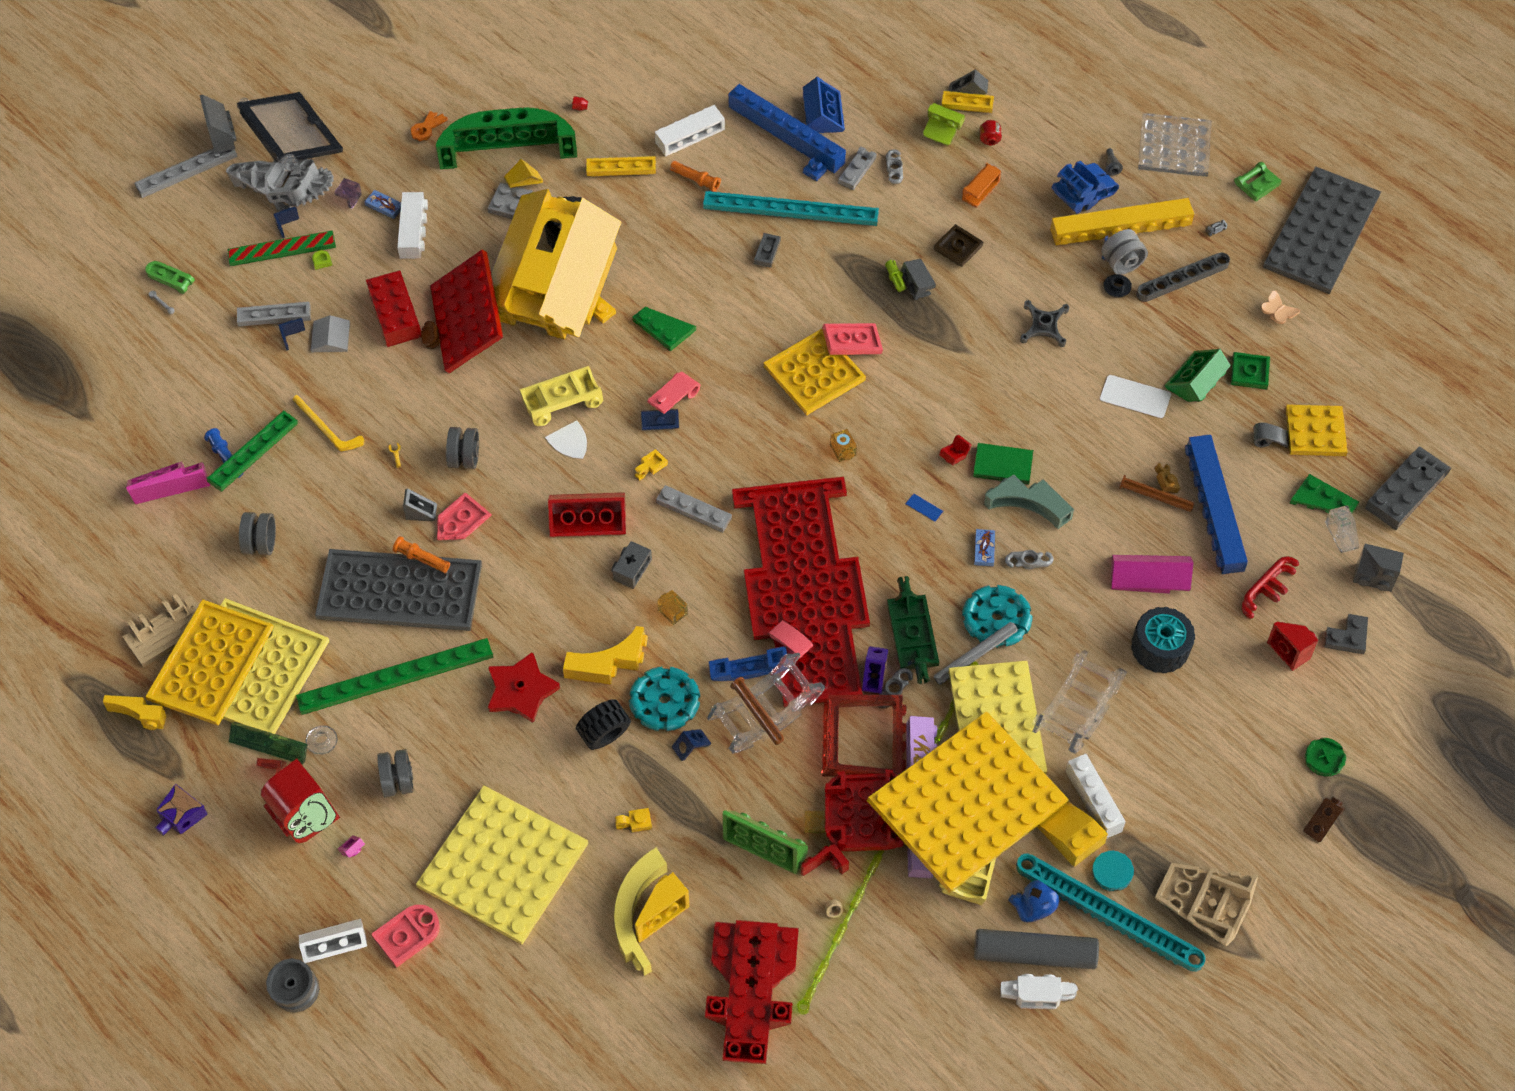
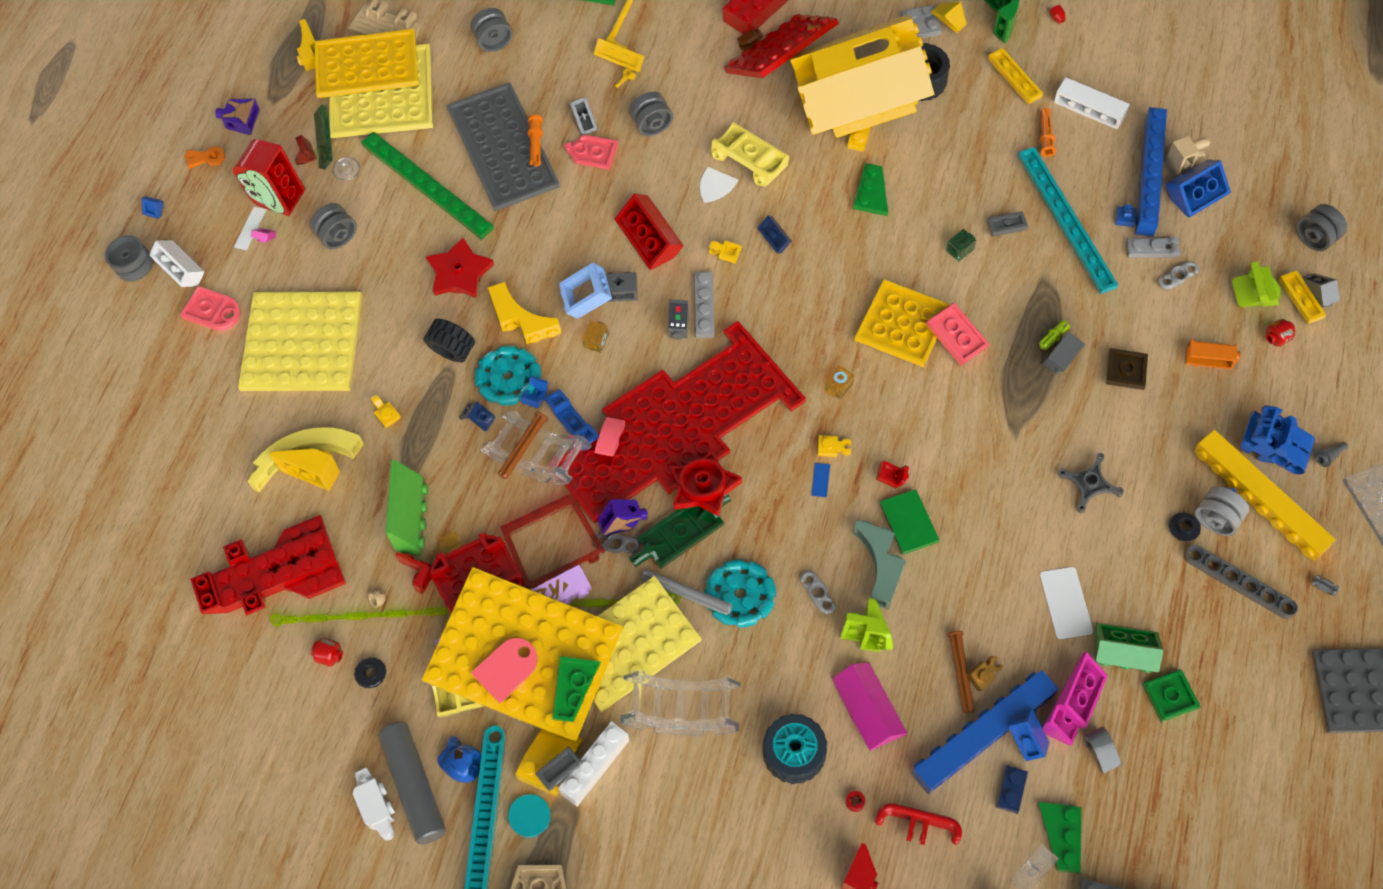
camera: 65 degrees right, 5 degrees up
(211, 859) = (212, 156): none -> orange piece
(237, 941) = (152, 207): none -> blue tile
(329, 860) = (252, 223): none -> white sticker
(366, 445) = (619, 55): none -> yellow plate
(642, 577) = (600, 296): none -> light blue window
(674, 391) = (807, 228): coral door -> none
(703, 532) = (678, 319): none -> slope
(705, 684) = (537, 397): none -> blue bracket
(766, 292) = (955, 245): none -> clear green brick
(791, 96) = (1184, 154): none -> tan brick
(864, 972) = (326, 652): none -> red head
(884, 589) = (703, 484): none -> red plate
(898, 483) = (830, 446): none -> yellow plate
(905, 935) = (365, 665): none -> black piece
(919, 52) = (1321, 227): none -> dark grey wheel
(980, 815) = (505, 669): none -> coral tile
(984, 547) = (807, 549): tile -> none
(1021, 771) = (572, 684): none -> green wing
(1087, 534) = (868, 628): none -> lime piece
(1093, 817) = (558, 768): none -> dark grey tile
(1225, 434) = (1076, 701): none -> dark pink slope
(1225, 628) = (858, 807): none -> red bush
(1239, 475) = (1030, 736): none -> blue panel
(1271, 512) = (1012, 789): none -> dark blue plate
(1277, 310) = (1264, 688): light nougat animal -> none
(1316, 430) = (1142, 792): yellow plate -> none

